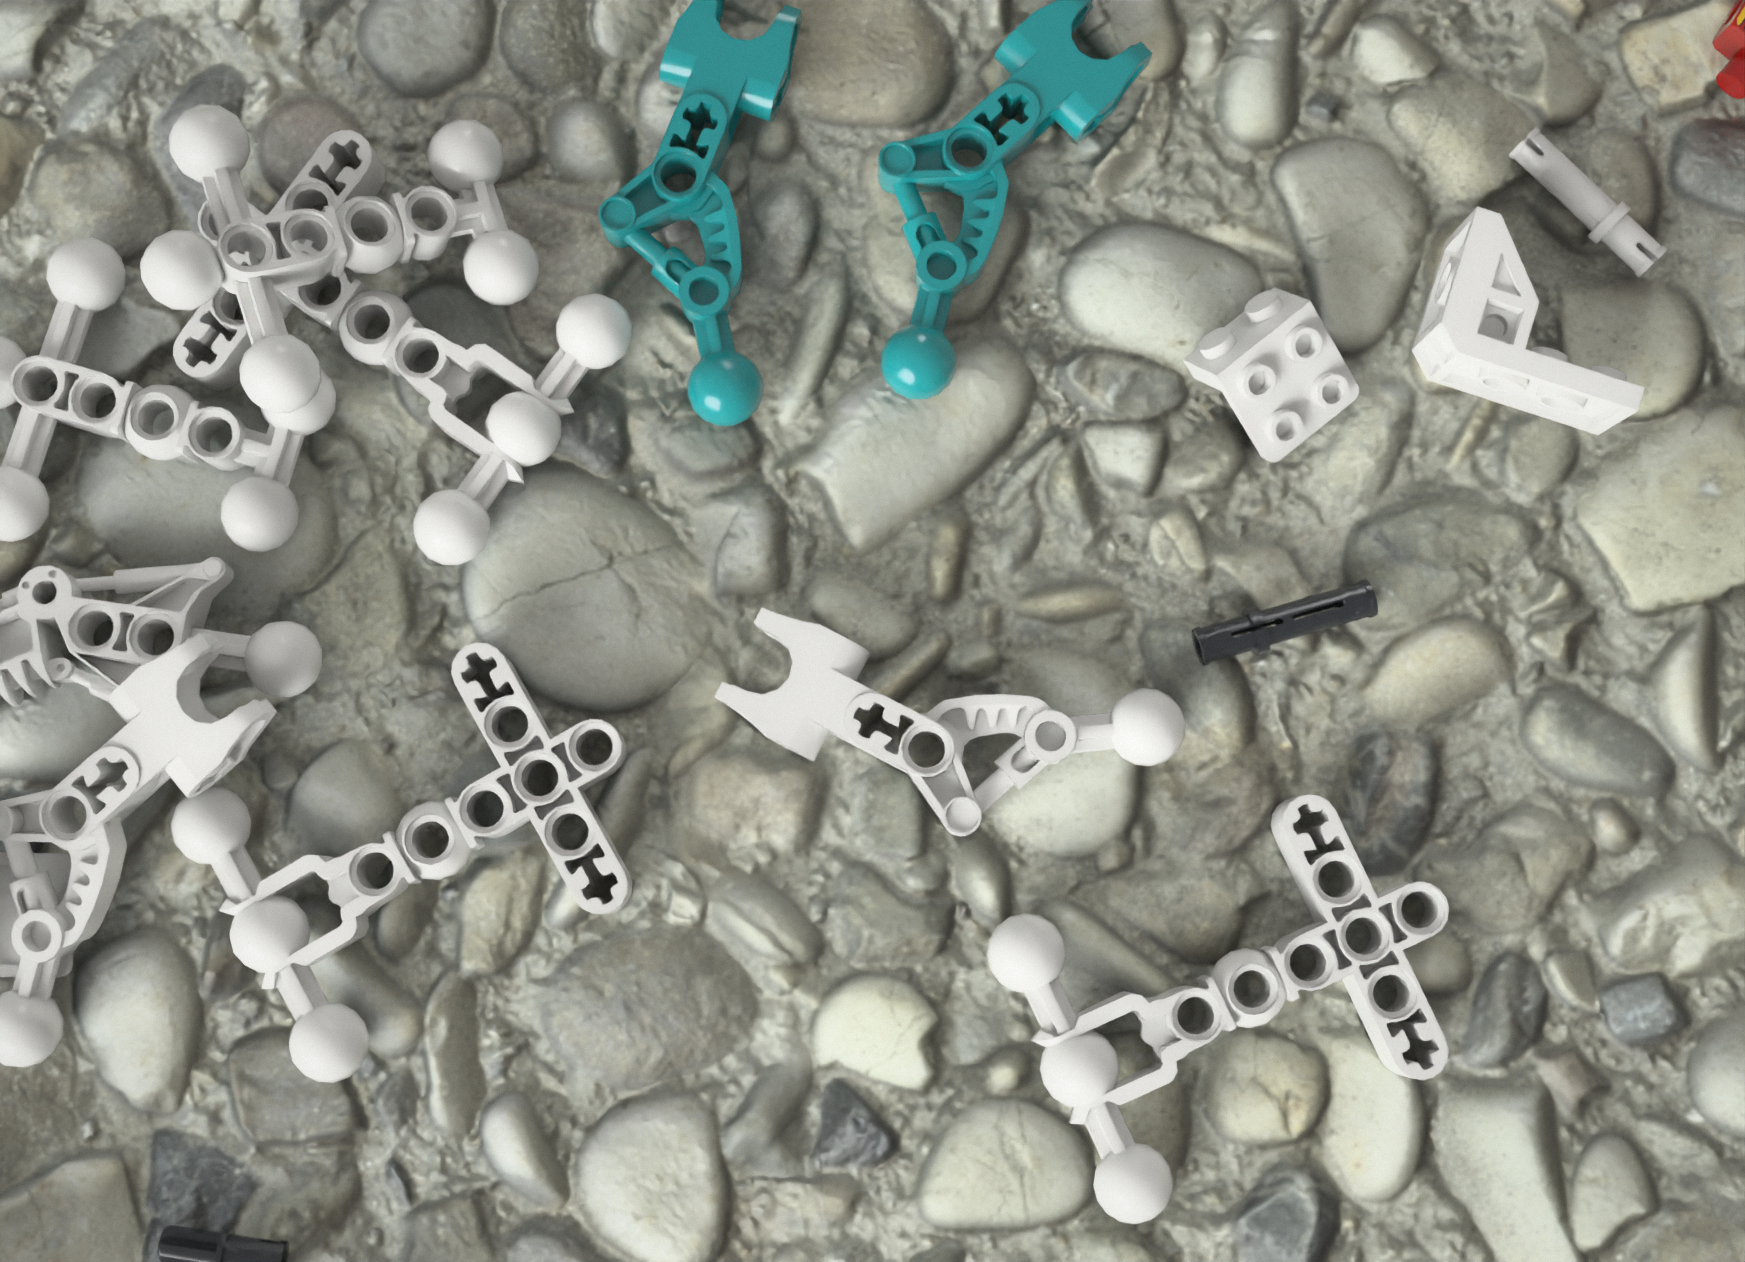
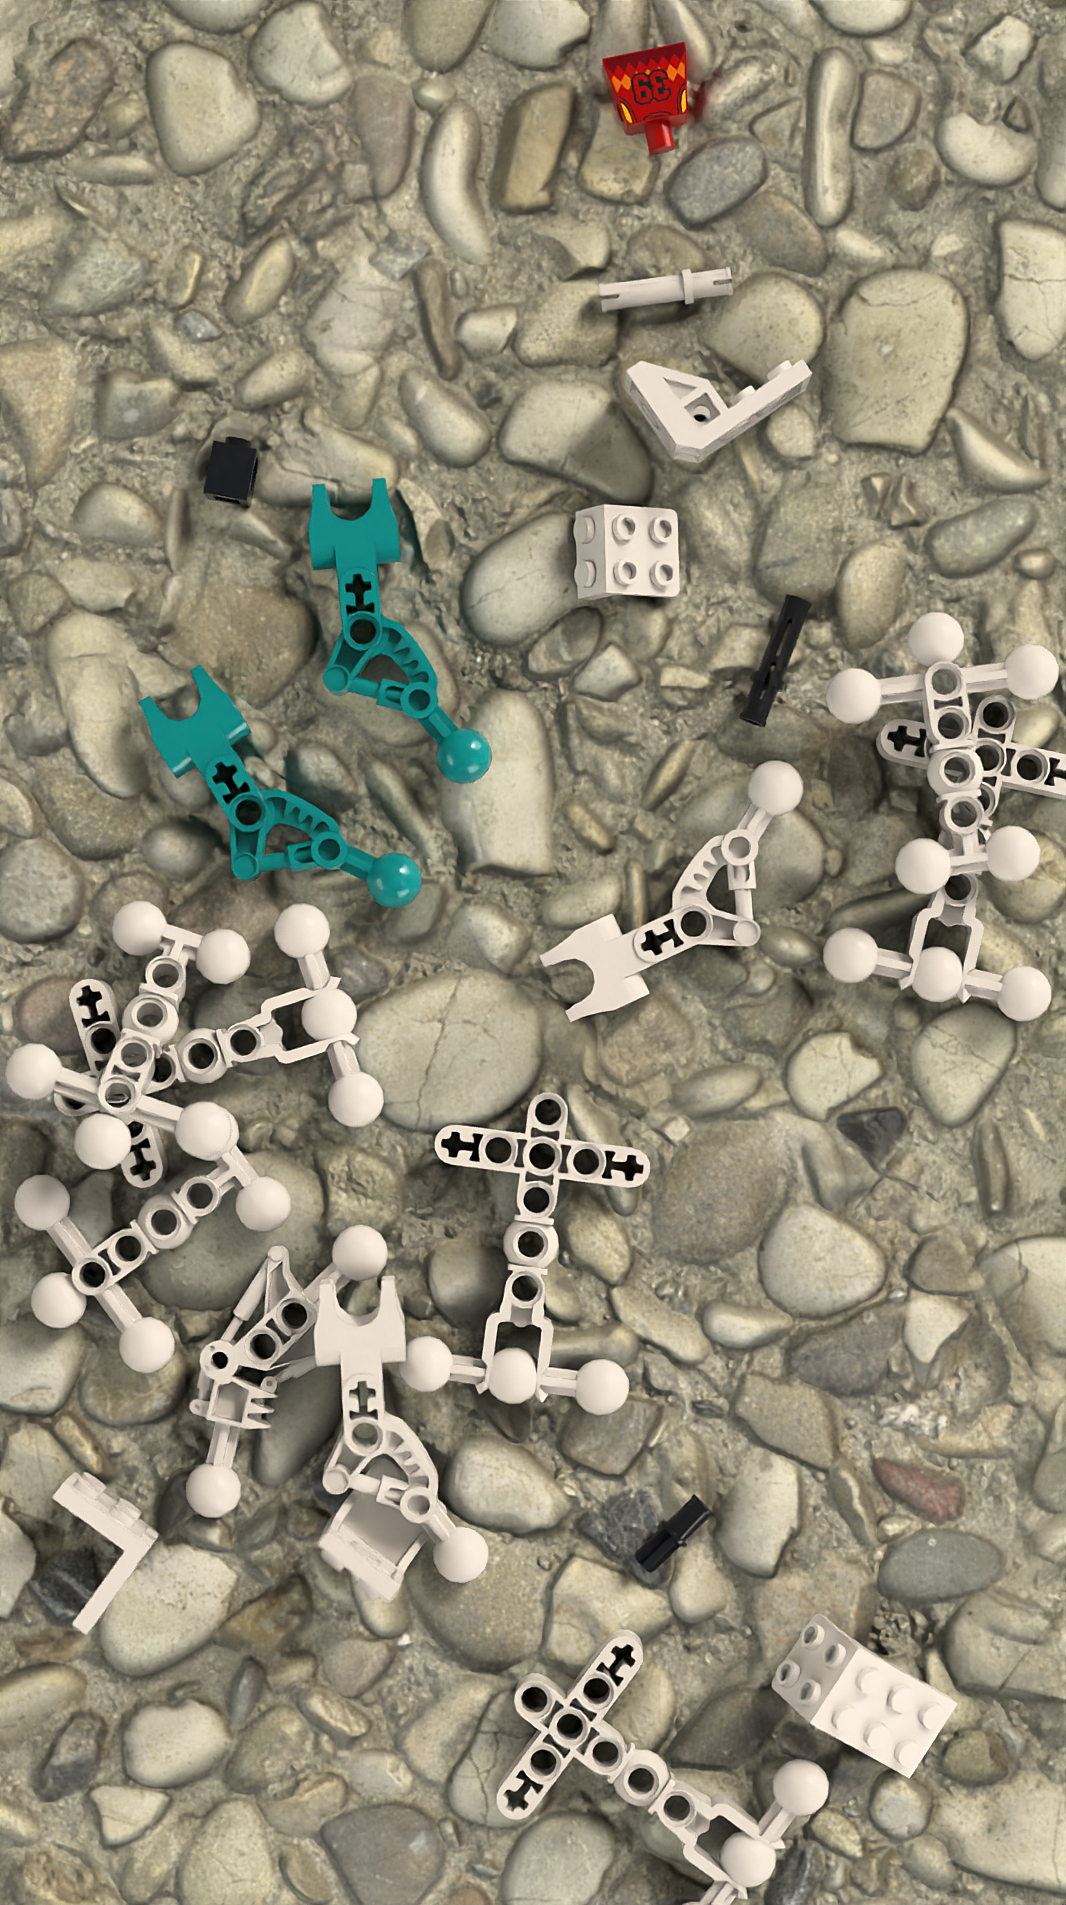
camera: 45 degrees left, 5 degrees up
(1448, 779) = (936, 643): none -> white piece

